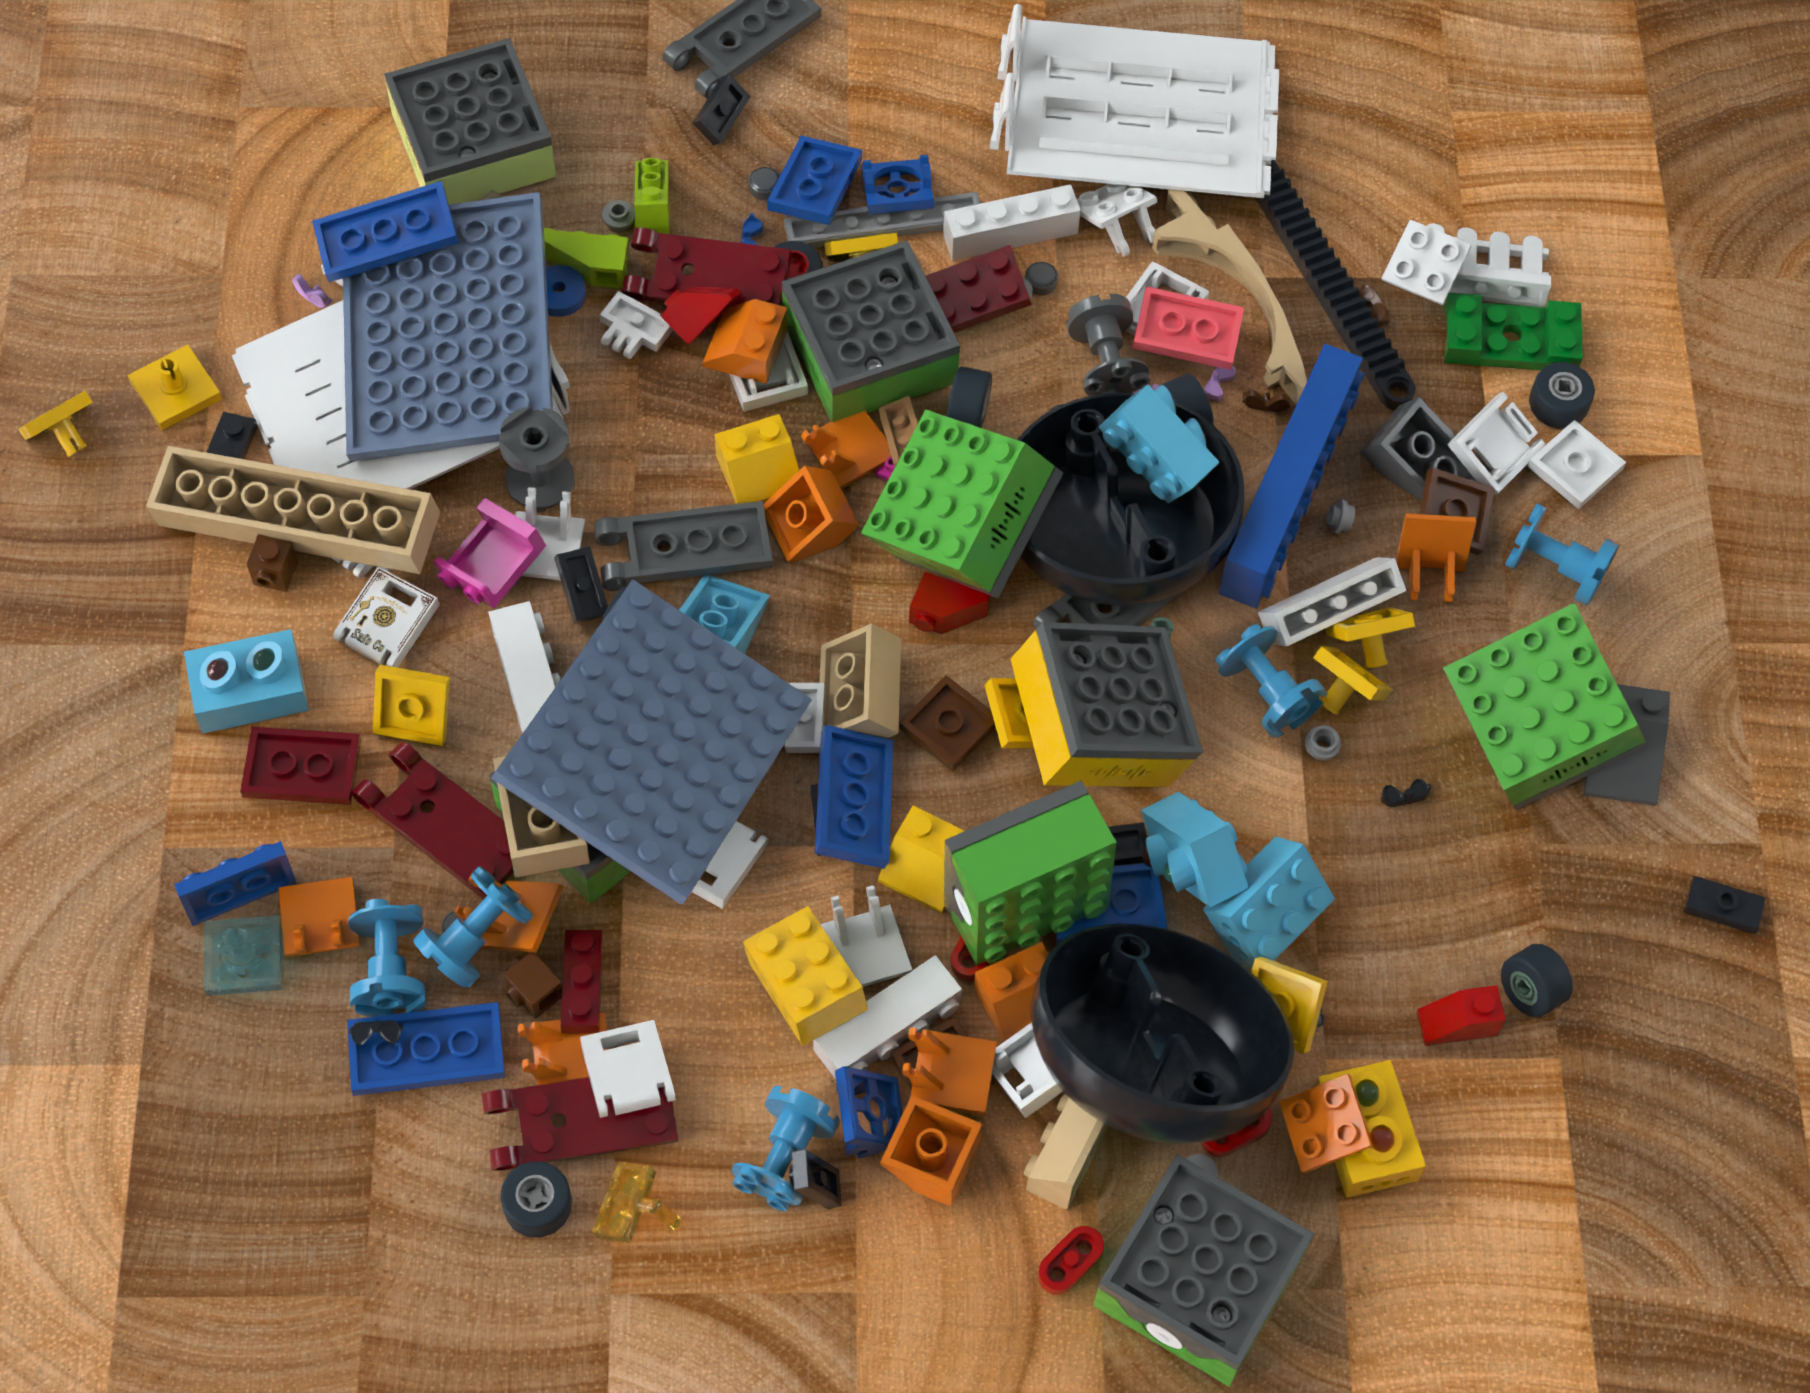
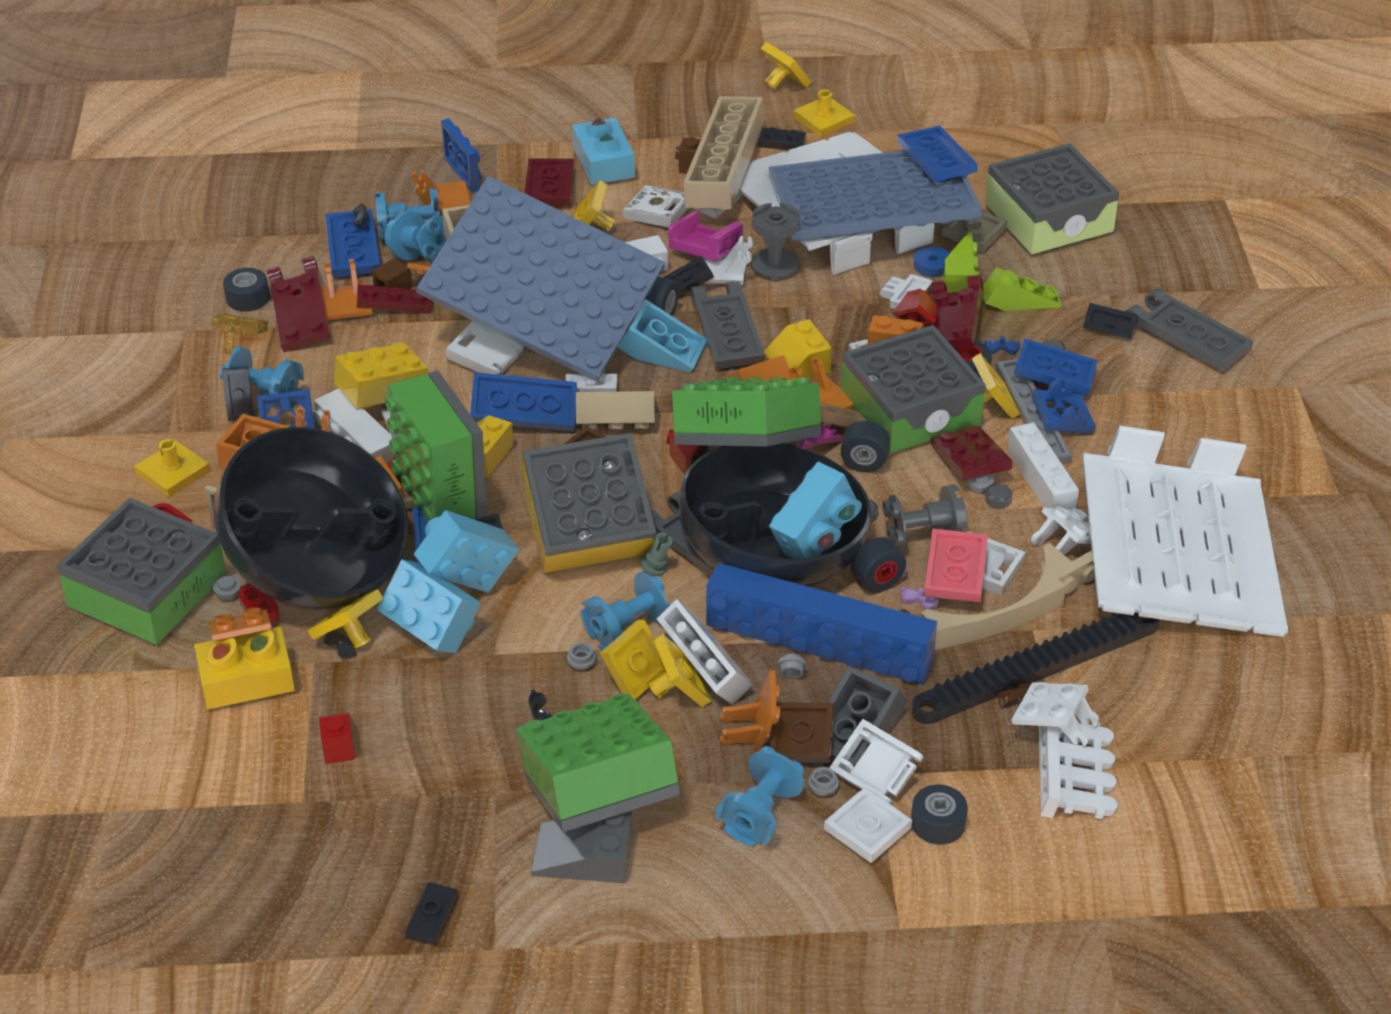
camera: 90 degrees right, 20 degrees down
(241, 943) = (416, 162): clear light blue plate -> none
(629, 1072) = (323, 309): white container -> none
(945, 1275) = (171, 467): none -> yellow tile
(1517, 495) = (823, 781): none -> light grey plate
(1536, 980) = (361, 771): black wheel -> none
(1544, 333) = (1005, 760): green piece -> none

